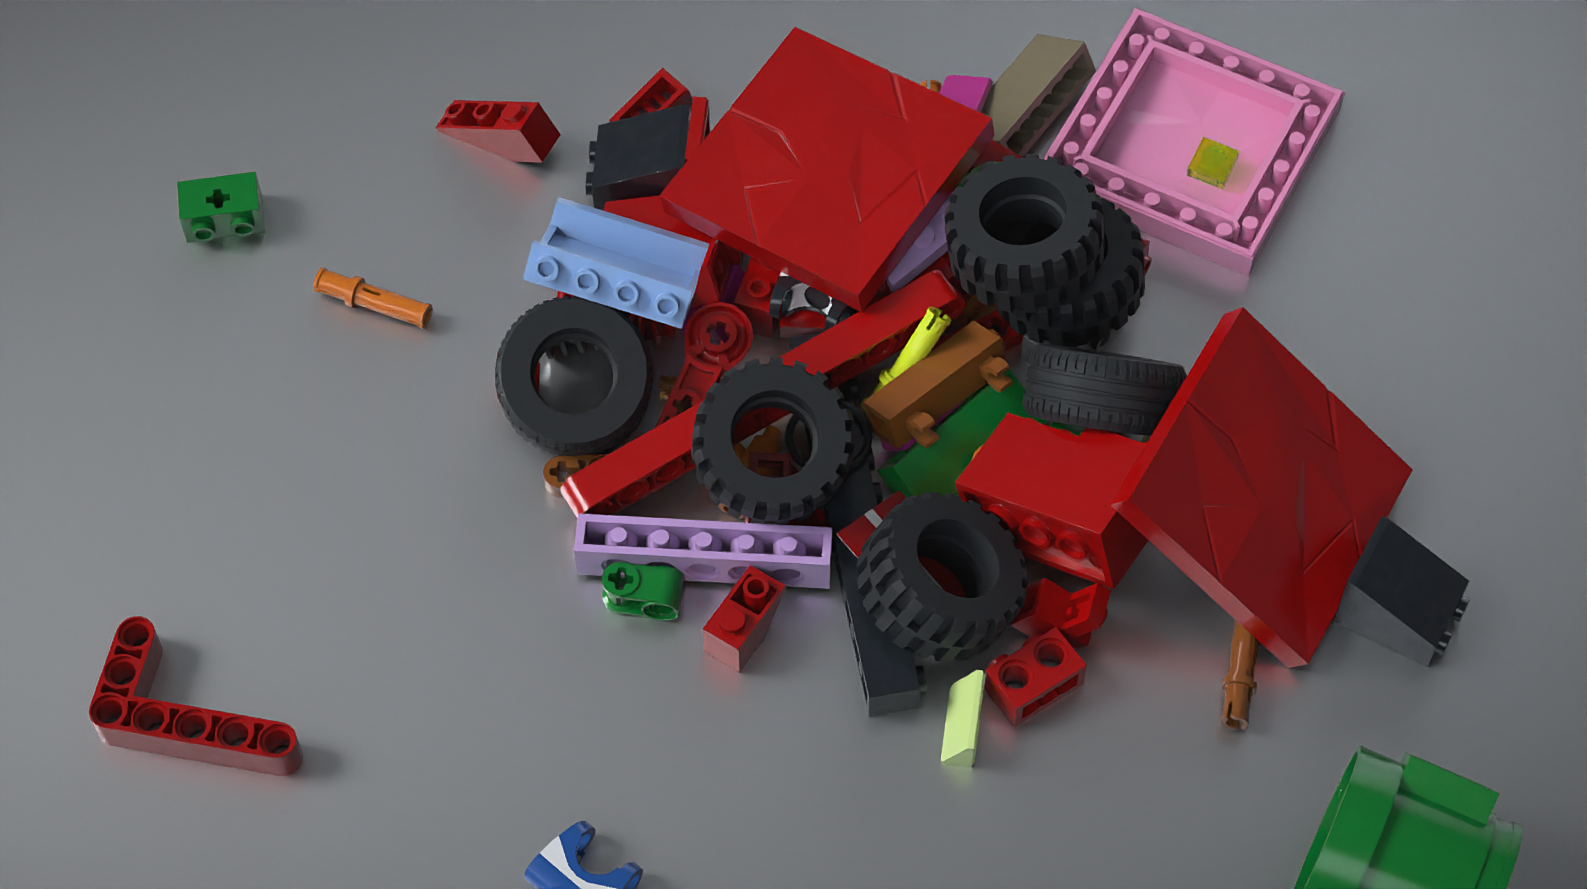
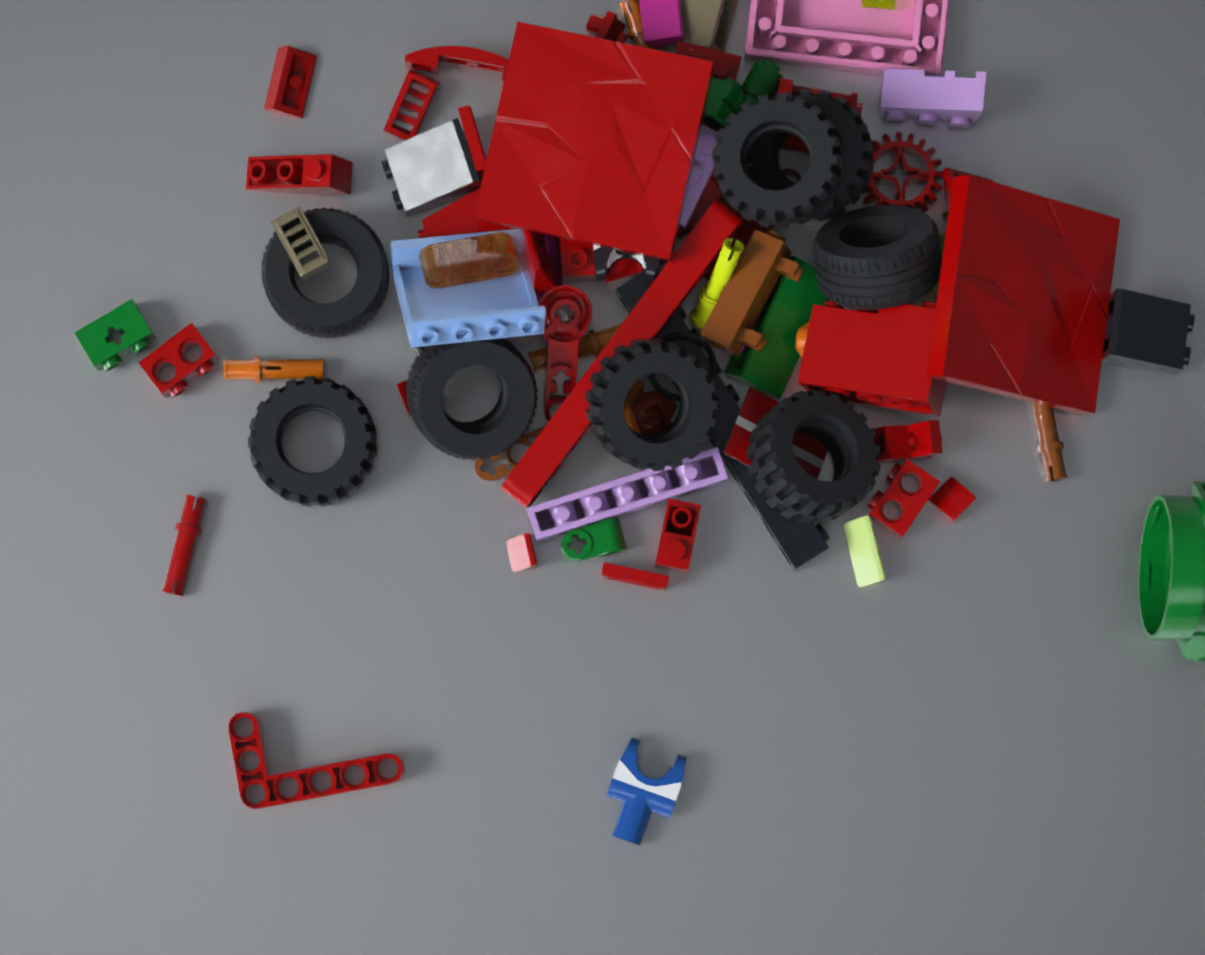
camera: 25 degrees left, 25 degrees up
(191, 421) = (184, 544): none -> red pin
(274, 249) = (174, 353): none -> red brick
(364, 331) = (284, 406): none -> black tyre
(460, 186) = (313, 266): none -> dark tan slope
(464, 178) = (344, 314): none -> black tyre
(535, 49) = (290, 82): none -> red slope
(556, 577) = (521, 553): none -> slope
(617, 251) = (469, 260): none -> clear orange beam
(674, 645) = (635, 576): none -> red tile
(699, 68) = (429, 59): none -> red slope
(1096, 703) = (951, 499): none -> red slope
(1162, 320) = (914, 174): none -> red gear
(1235, 274) = (931, 97): none -> lavender wedge

